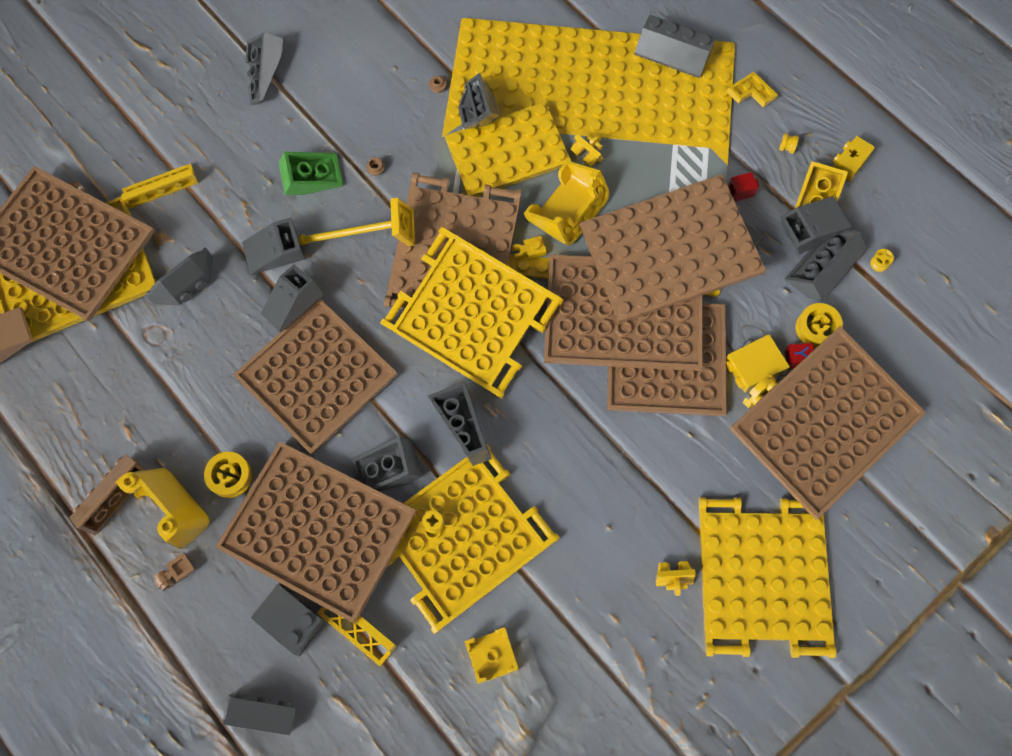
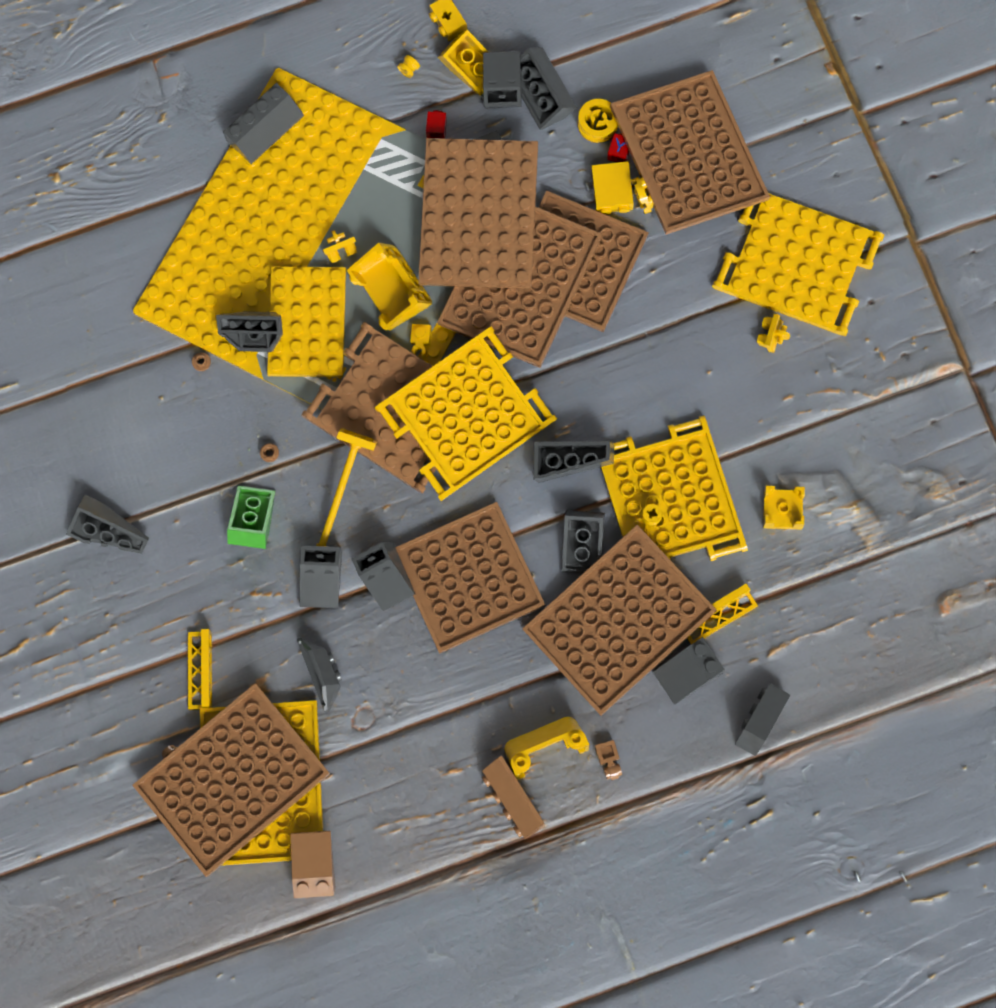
camera: 65 degrees left, 5 degrees up
(223, 488) = (548, 694): yellow wheel -> none
(752, 86) = (335, 70): yellow plate -> none
(885, 256) = (555, 36): yellow wheel -> none

